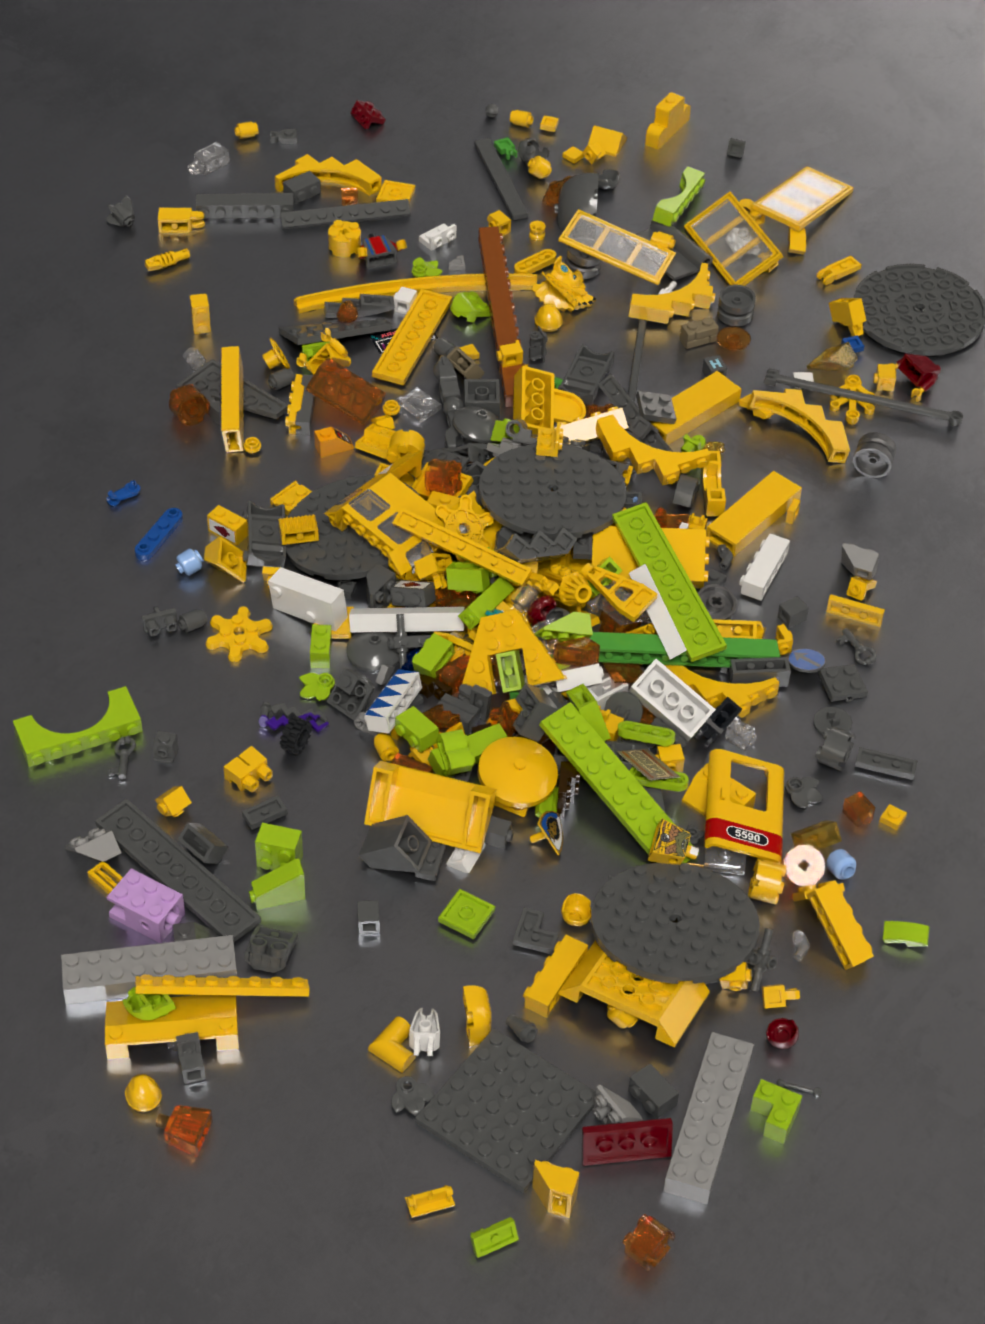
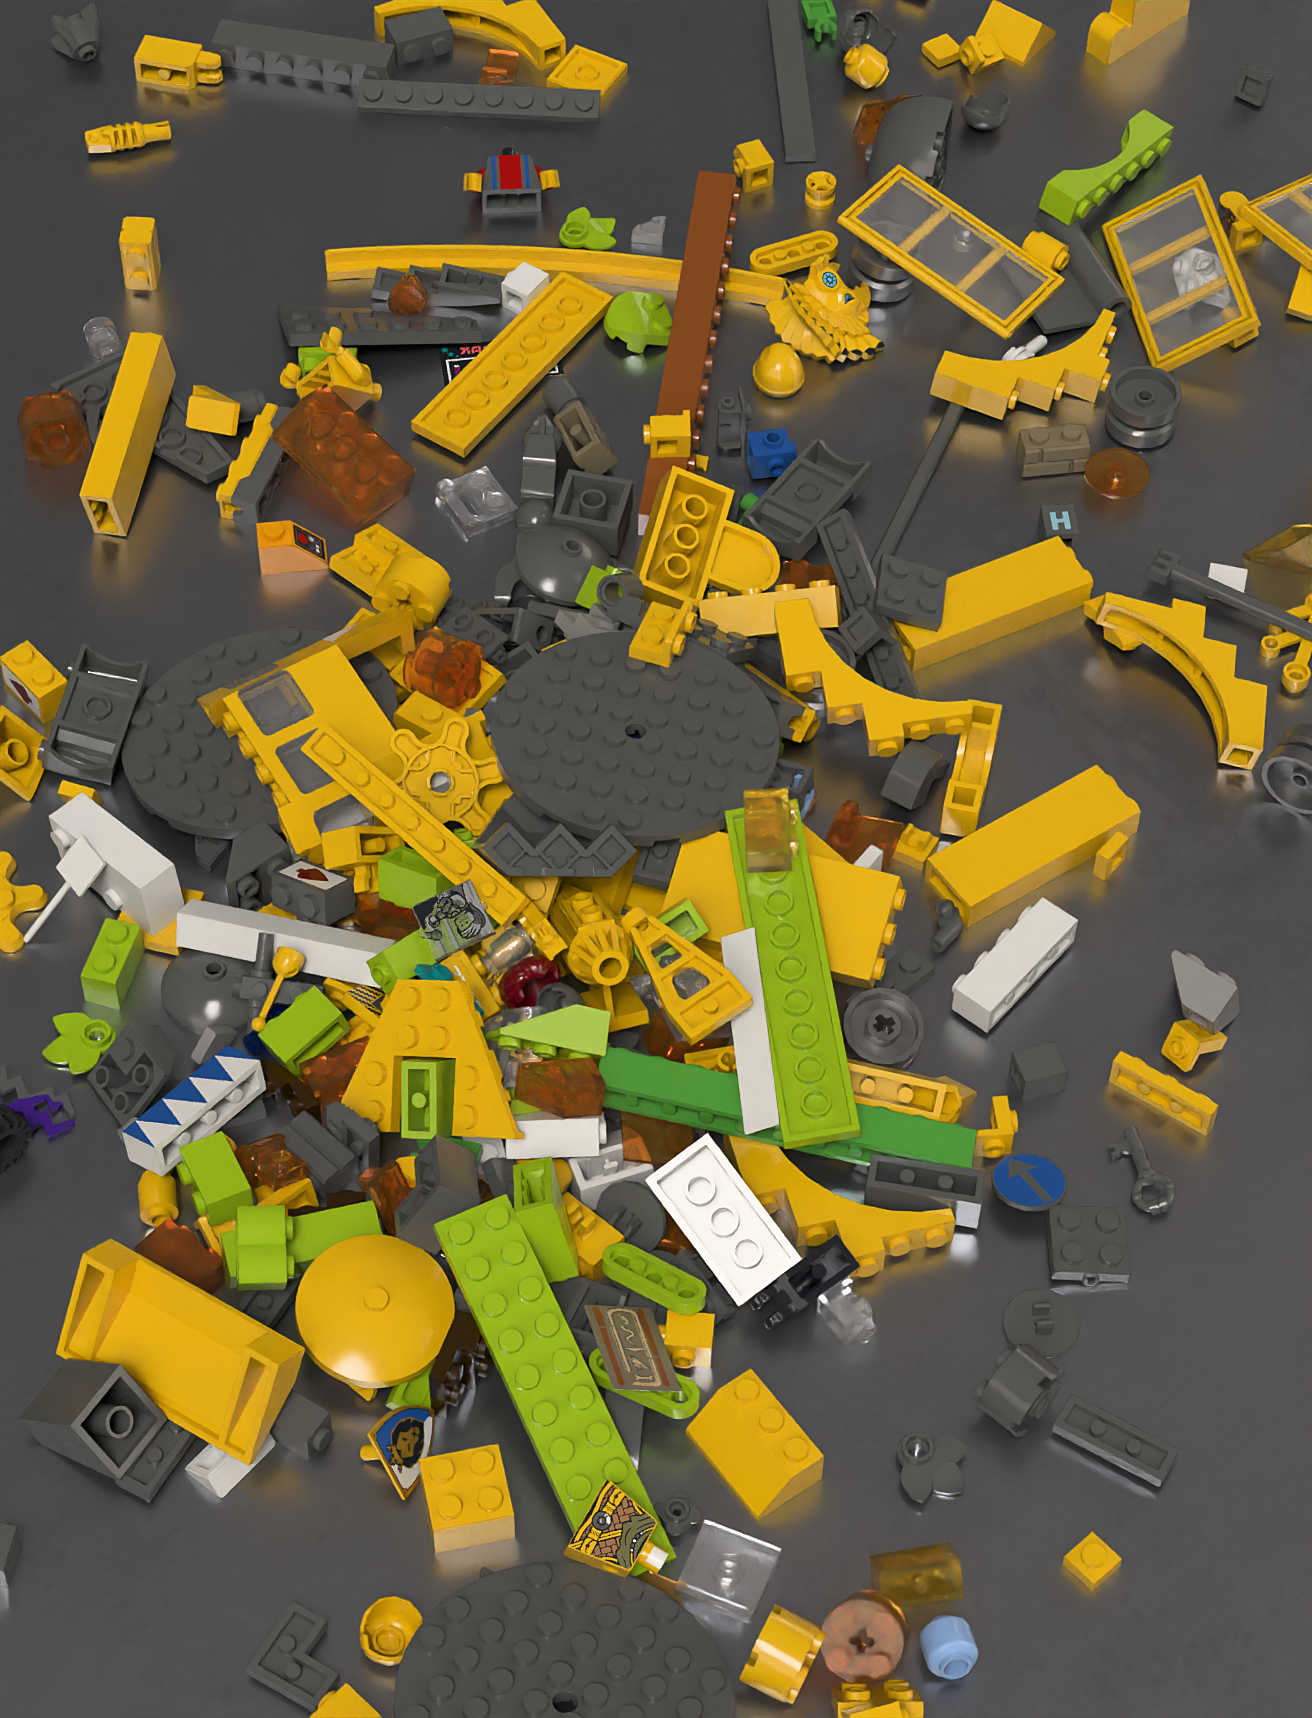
camera: 15 degrees right, 5 degrees up
(252, 445) = (143, 528): yellow plate -> none
(269, 382) = (212, 411): none -> yellow slope
(273, 357) = (244, 362): yellow wheel -> none
(290, 496) = (173, 644): yellow plate -> none
(292, 602) = (79, 869): none -> white piece
(298, 529) = (148, 719): yellow brick -> none
(344, 238) = (456, 147): yellow brick -> none
(384, 420) = (400, 524): yellow slope -> none
(391, 407) = (423, 499): yellow plate -> none
(414, 627) = (287, 964): none -> yellow hinge
(438, 236) = (634, 171): white bracket -> none
(466, 913) = (181, 1588): lime plate -> none
(471, 351) = (608, 410): yellow tile -> none
(497, 586) = (453, 920): none -> piece
(559, 357) = (769, 453): none -> blue brick
(590, 847) = (466, 1498): none -> yellow piece
(639, 517) = (768, 830): none -> clear yellow brick
(693, 444) = (957, 686): lime hips -> none
(719, 446) = (998, 687): clear yellow arm -> none
(738, 826) = (775, 1529): yellow piece -> none
(858, 809) = (1025, 1532): clear orange brick -> none

